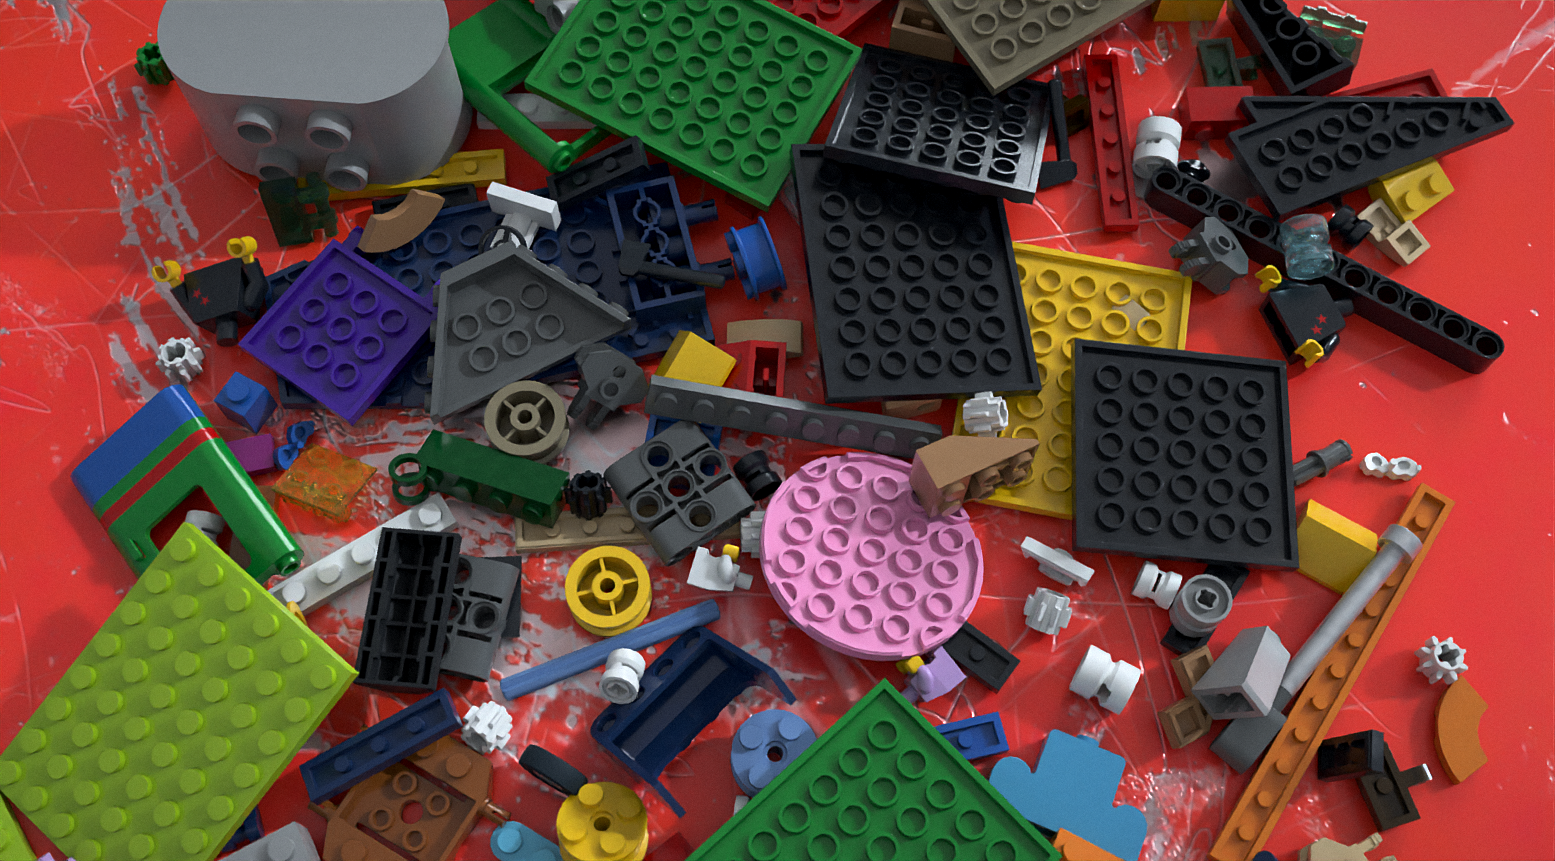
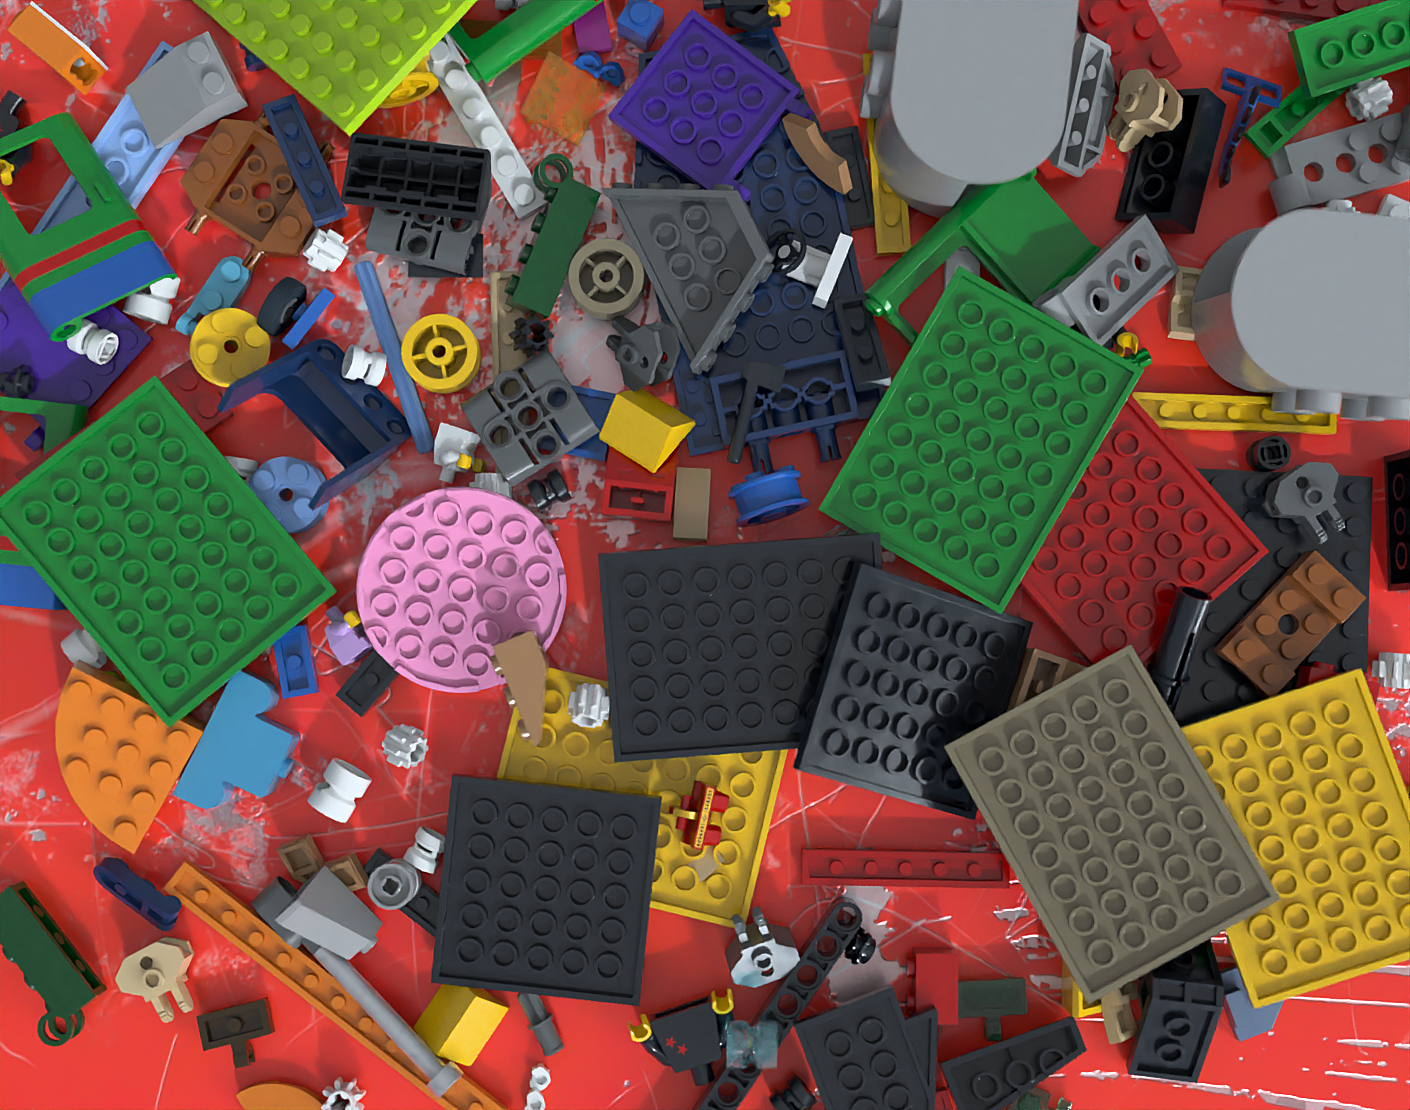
camera: 90 degrees right, 20 degrees up
(288, 212) = (836, 54): clear green plate -> none
(566, 744) = (306, 316): none -> blue plate
(788, 417) = (591, 513): dark grey plate -> none
(1056, 563) = (450, 761): white plate -> none
(1064, 168) = (875, 816): black piece -> none
(1076, 113) = (935, 829): dark brown tile -> none
(1084, 309) = (695, 814): none -> red hips
(1156, 145) = (902, 918): white wheel -> none
(1351, 756) = (253, 997): black plate -> none

